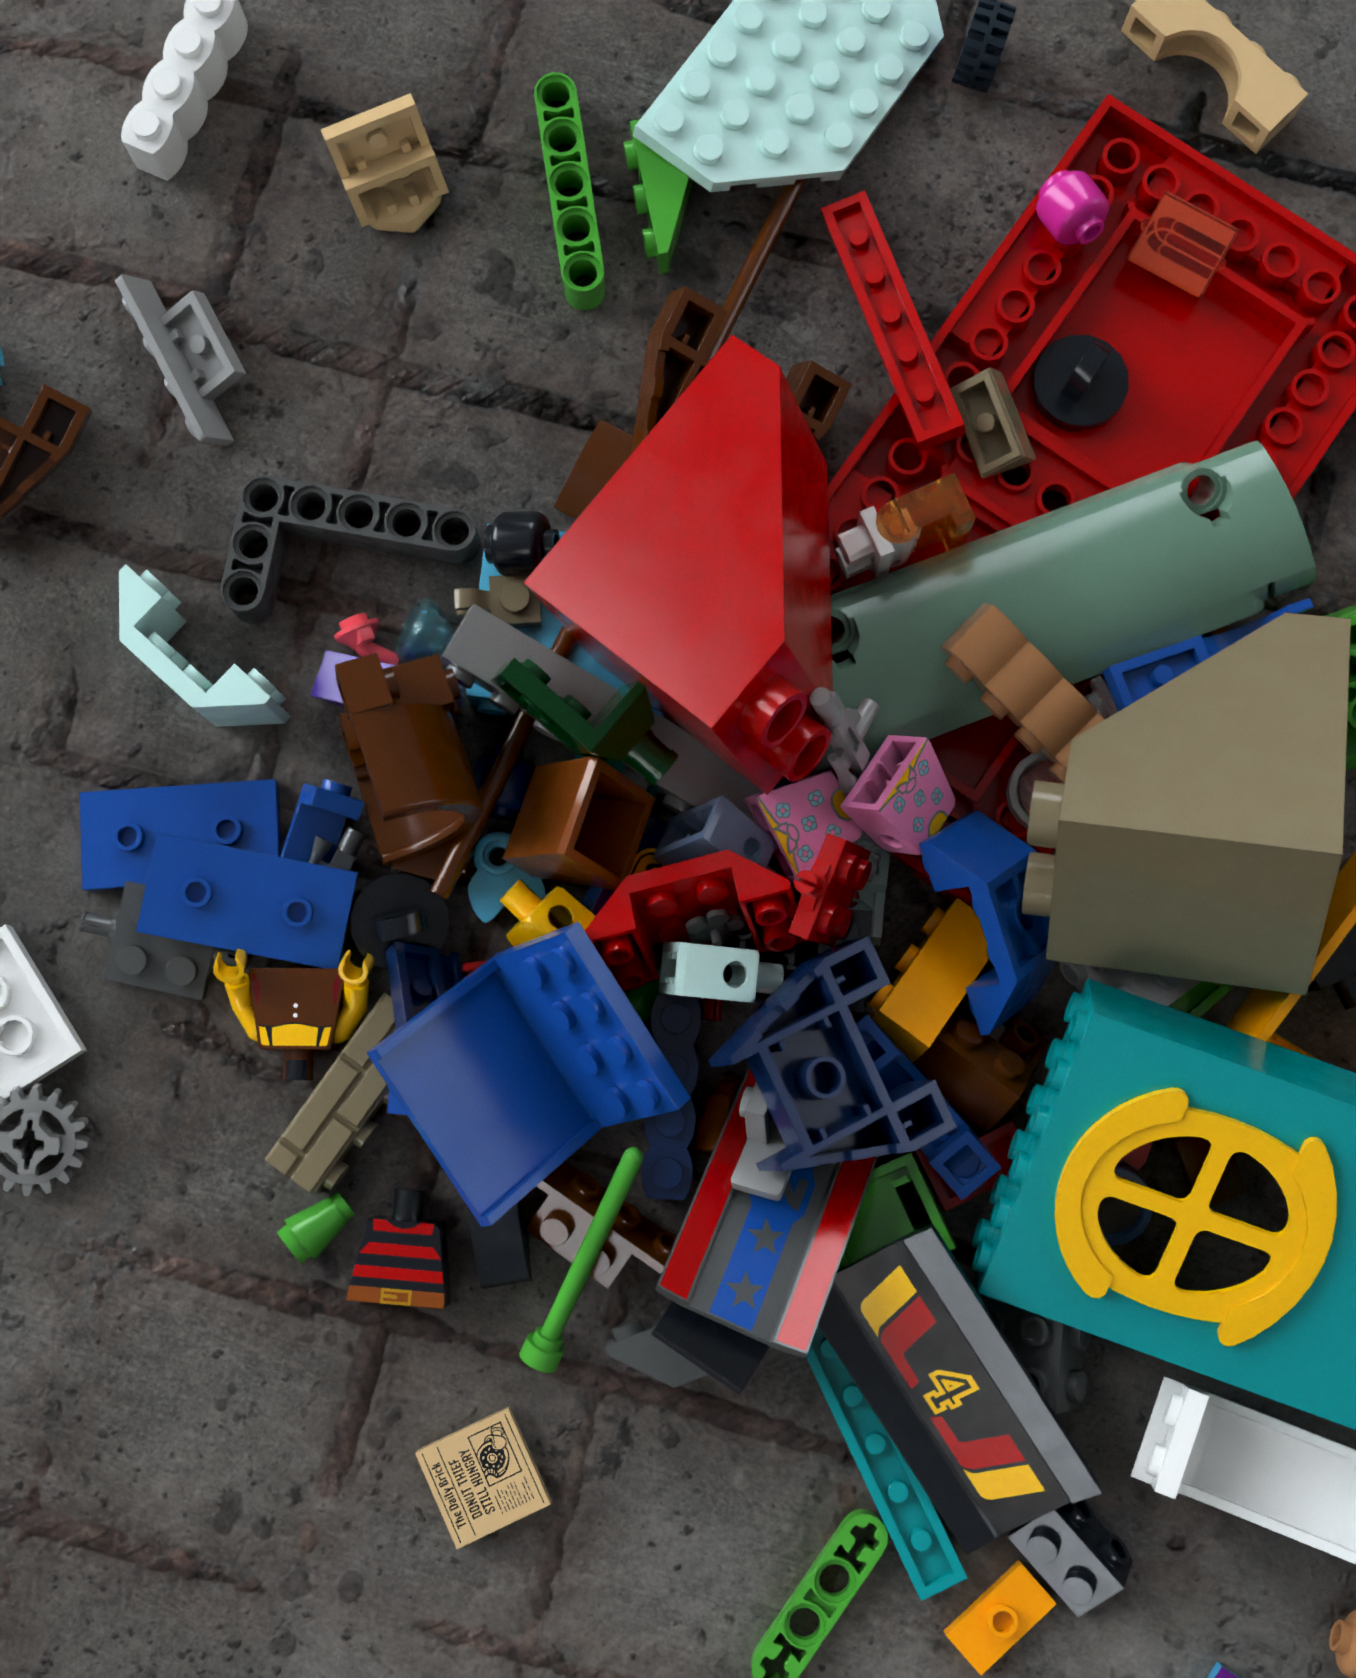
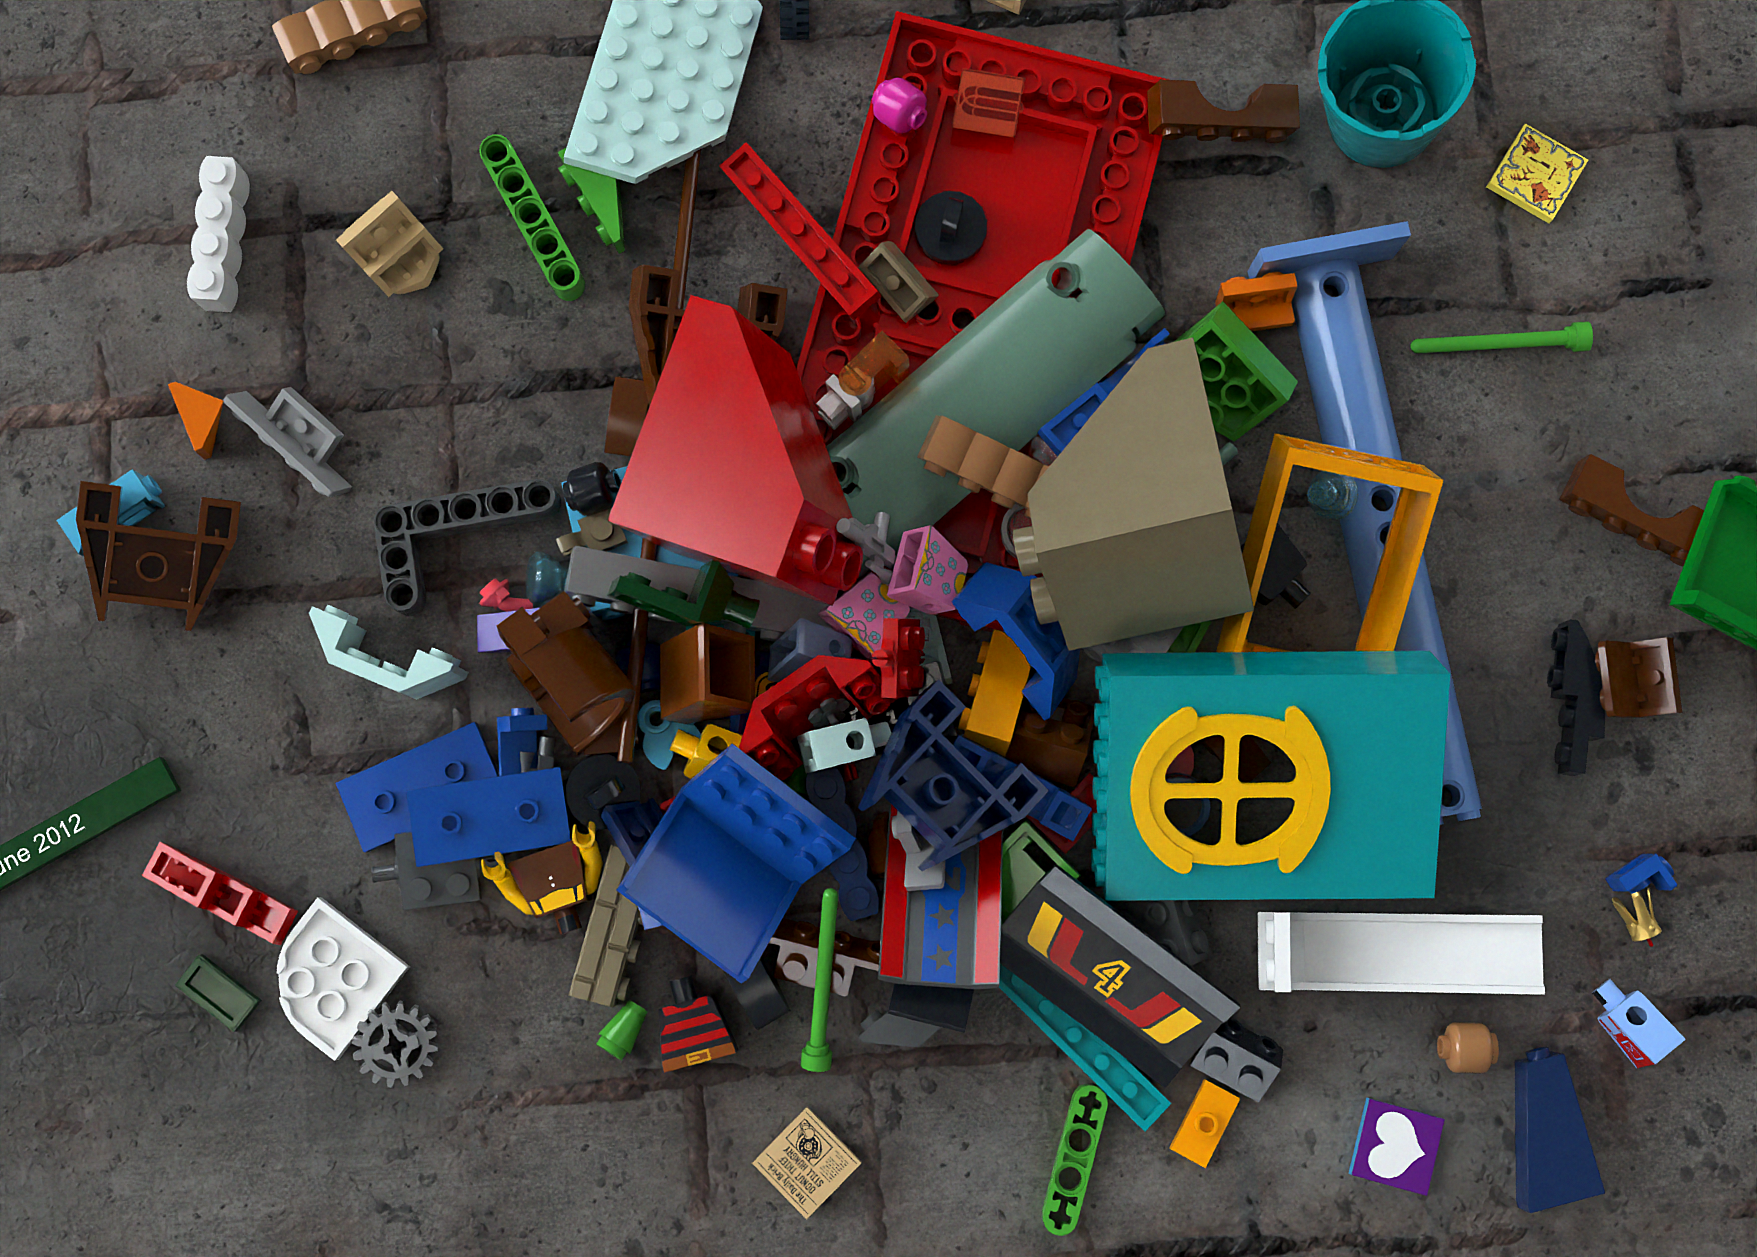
camera: 20 degrees left, 0 degrees up
(81, 290) = (200, 416): none -> orange slope

